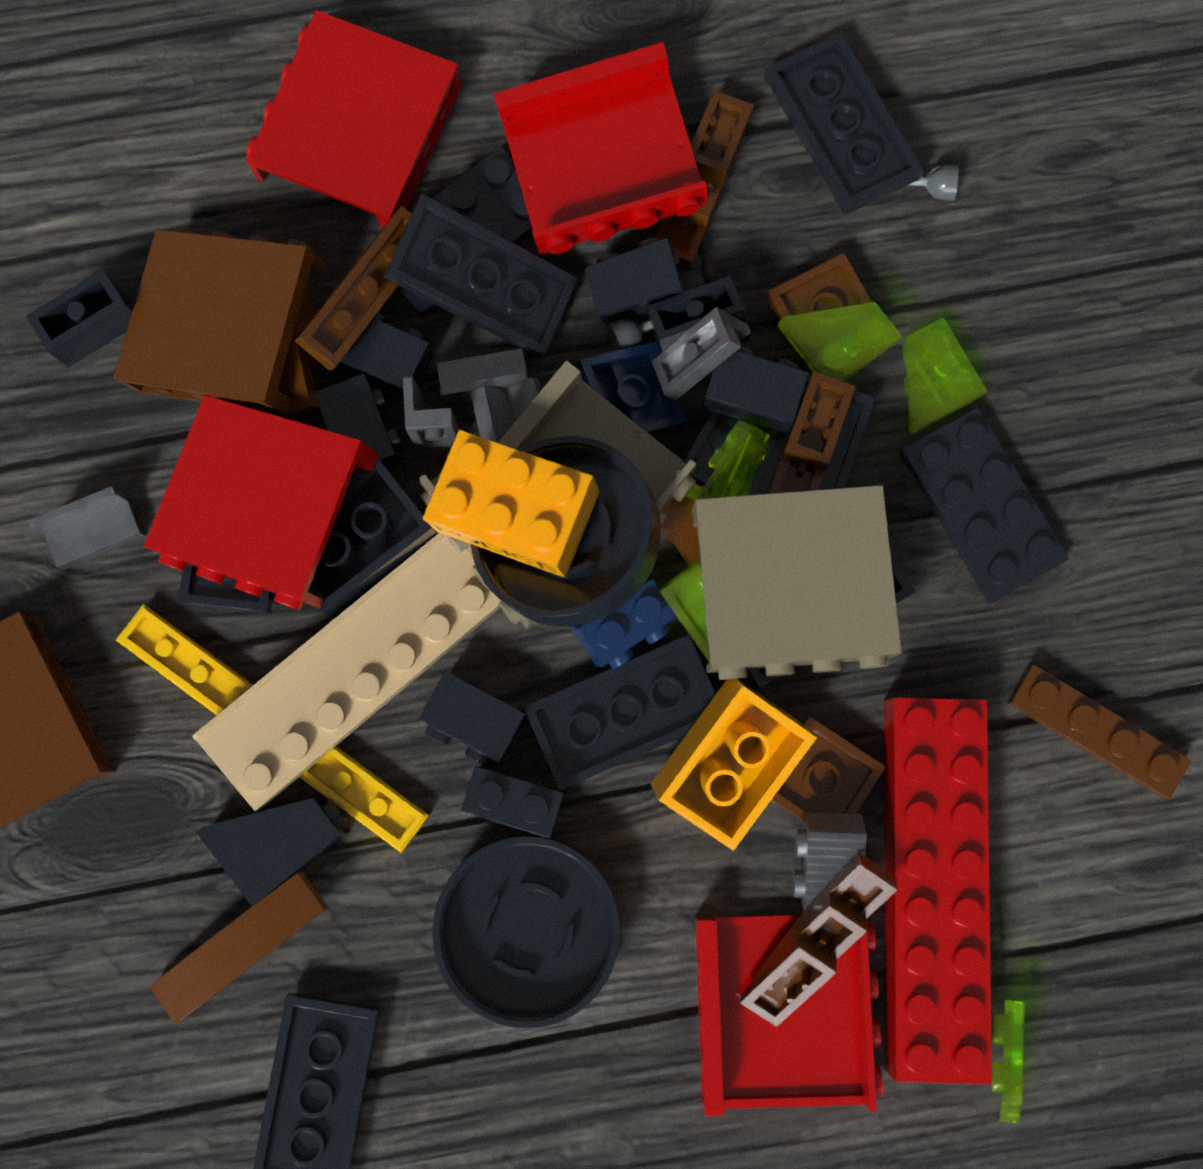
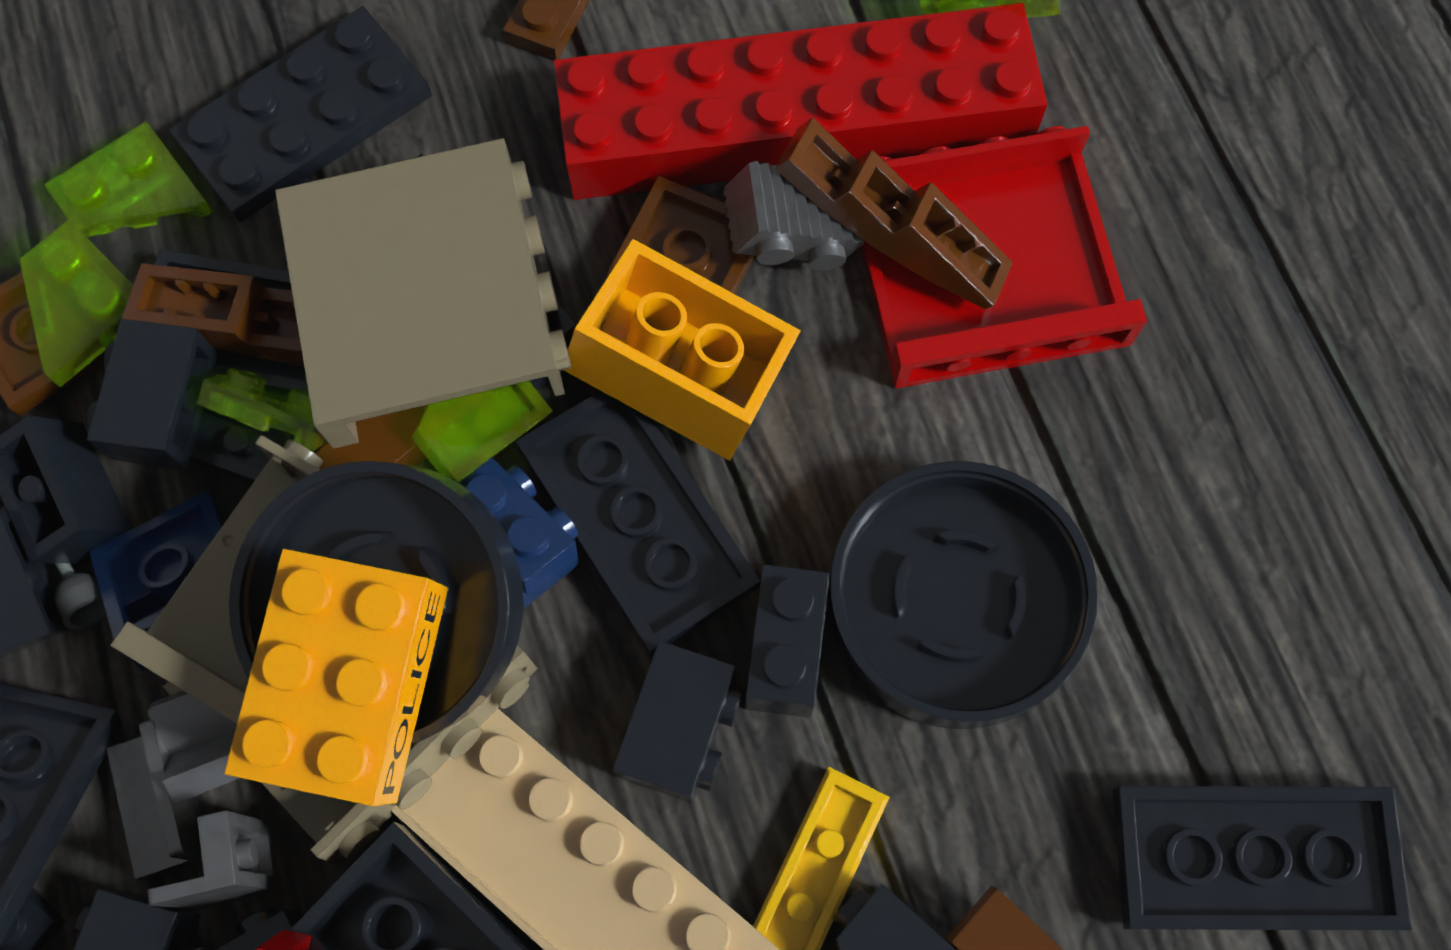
camera: 100 degrees left, 10 degrees down
(699, 352) = (99, 474): flat silver panel -> none

